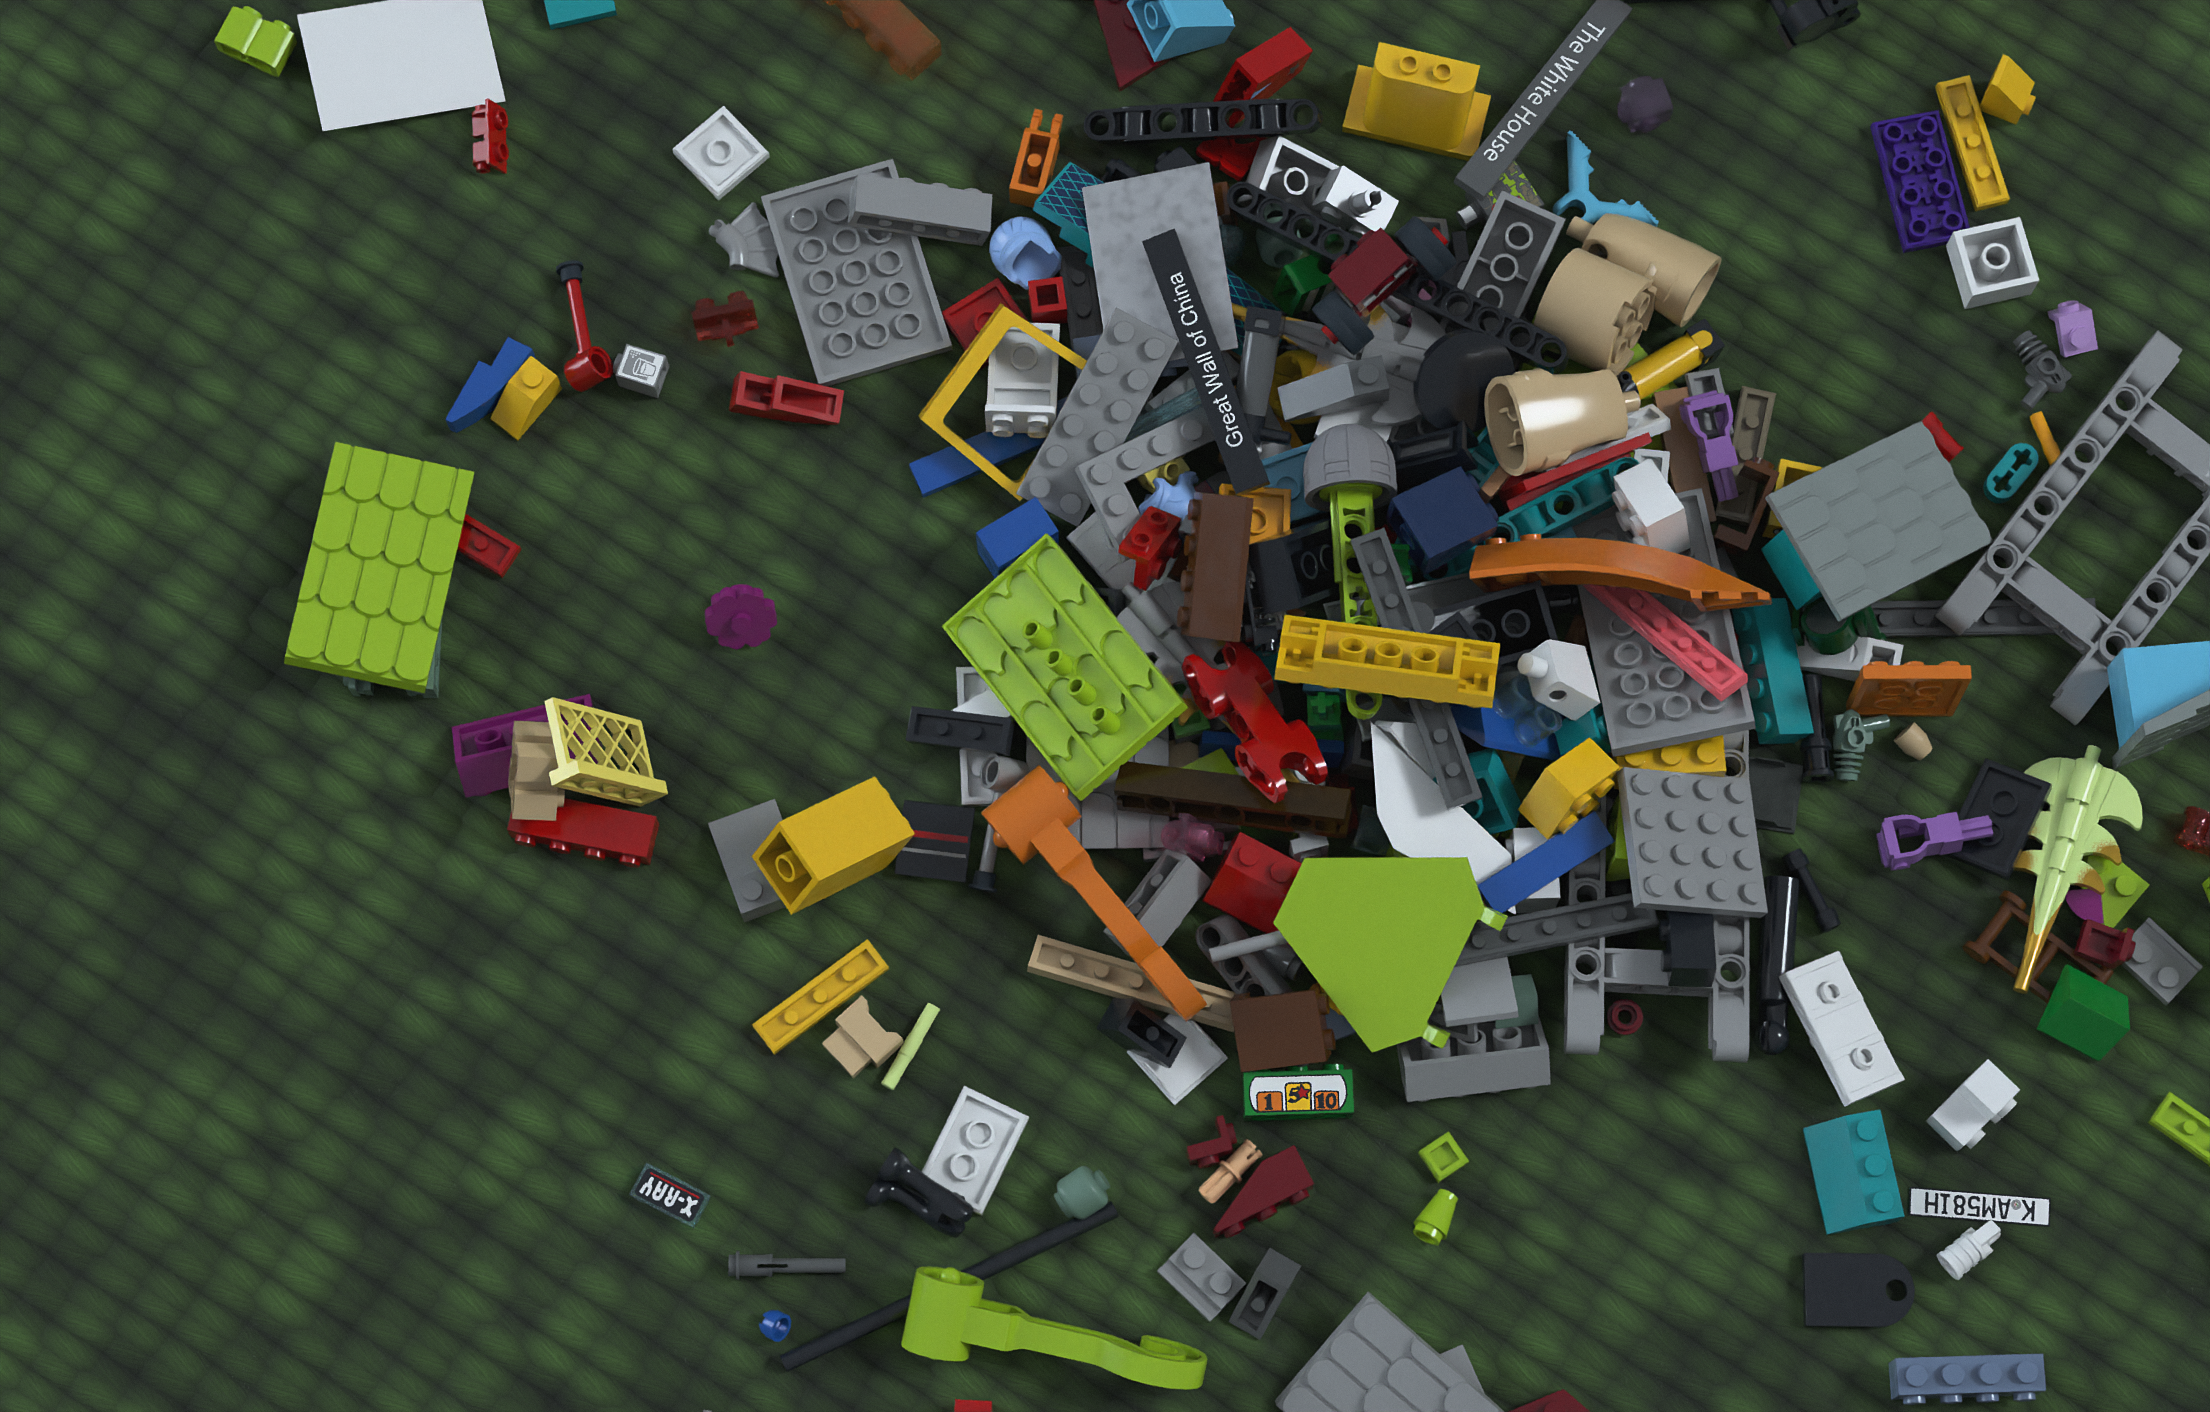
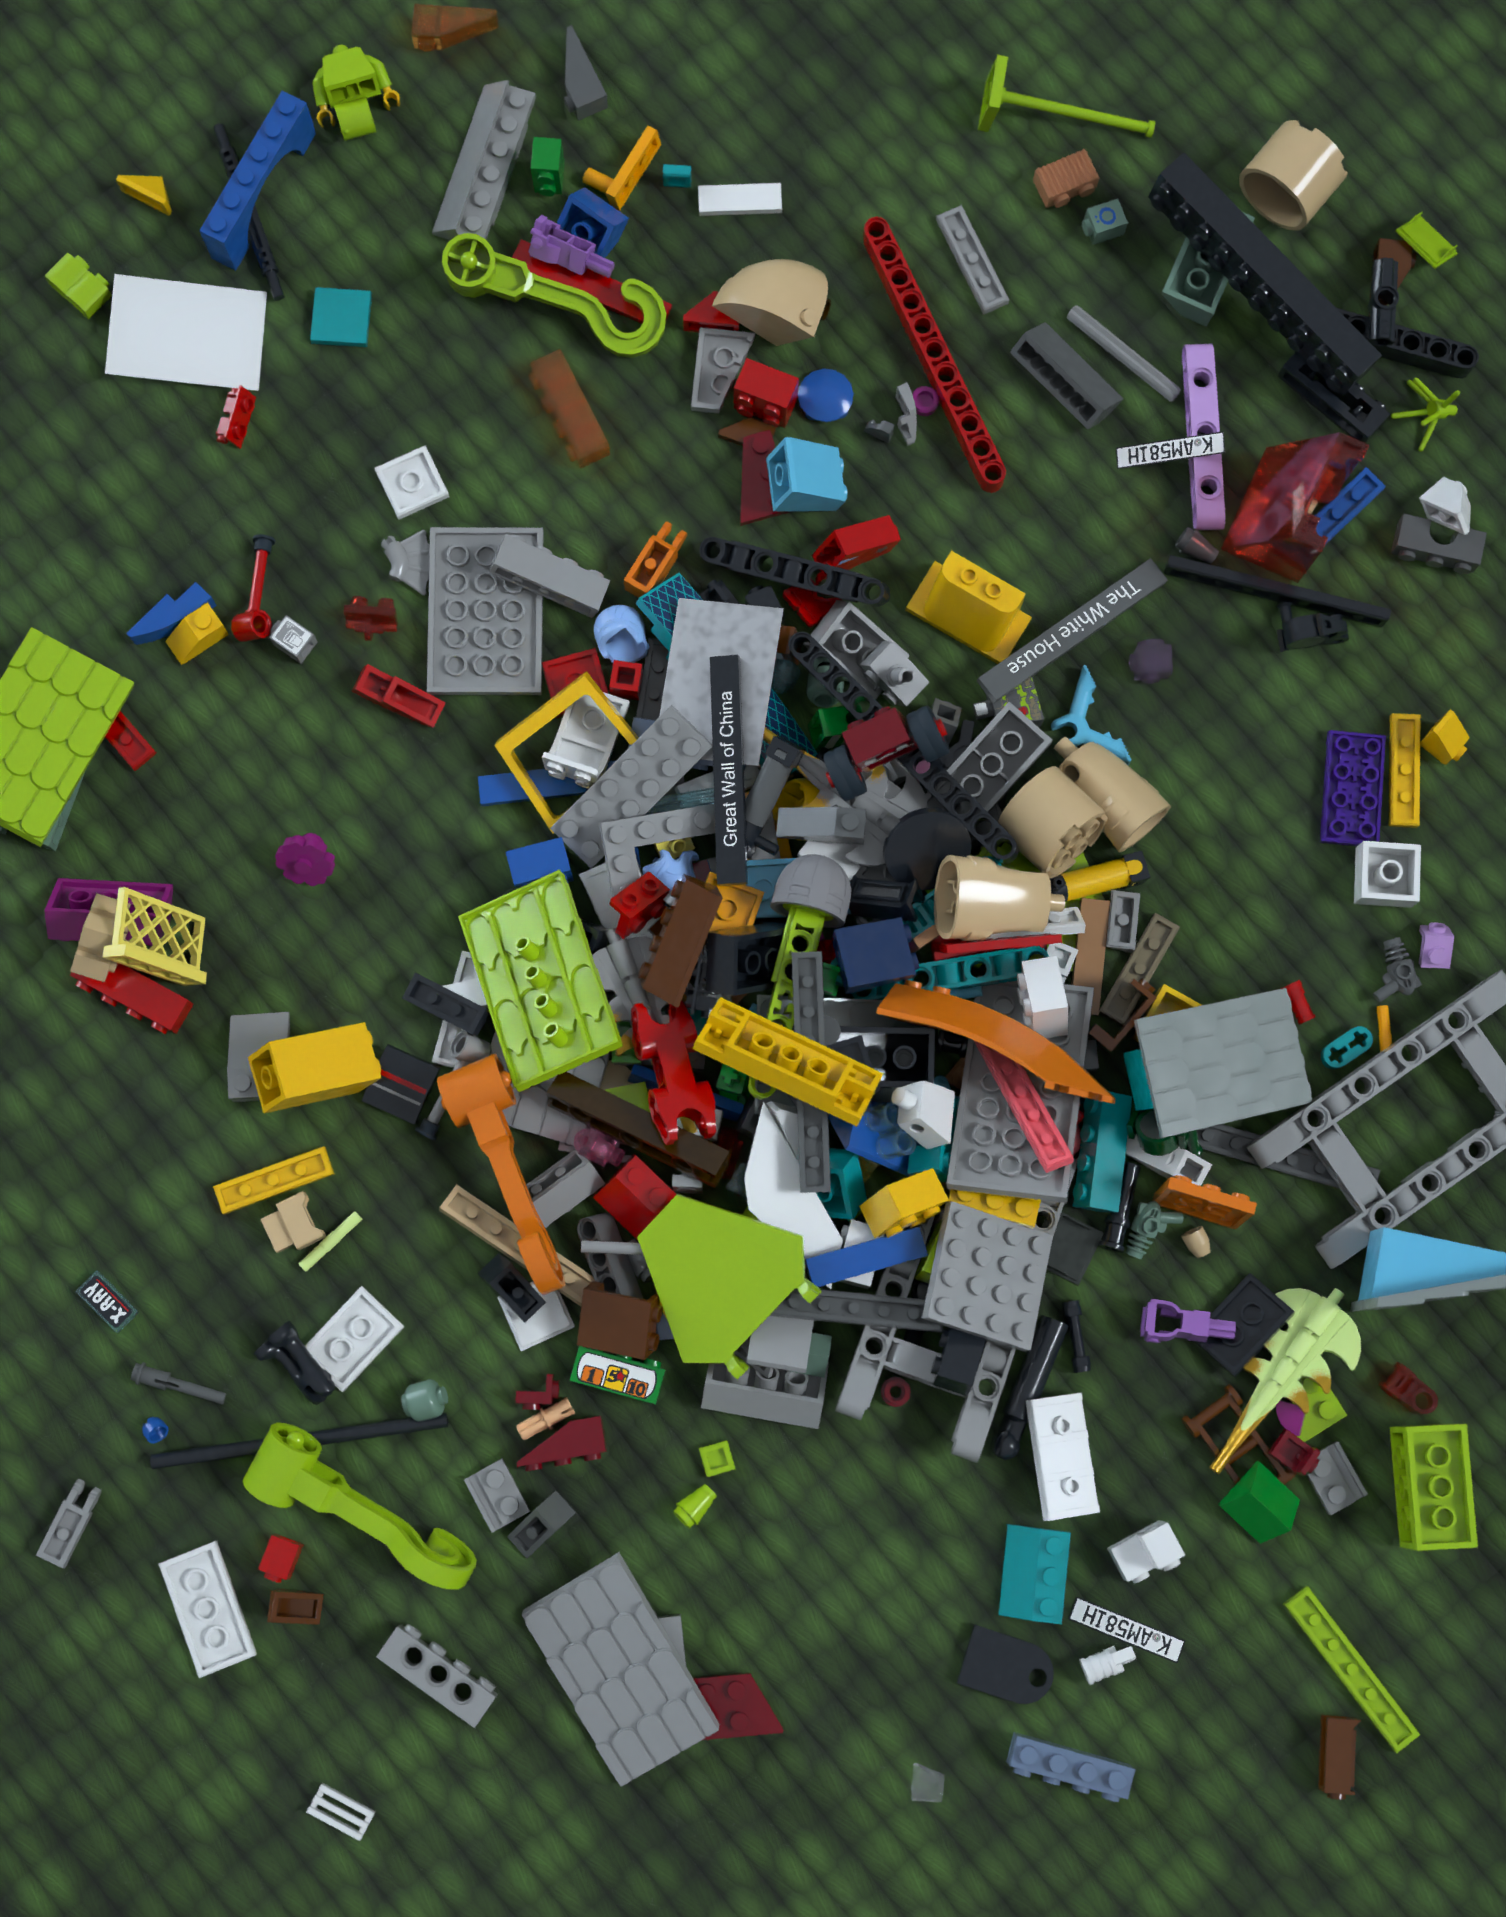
camera: 15 degrees right, 5 degrees up
(1716, 453) = (1115, 961): medium lavender piece -> none

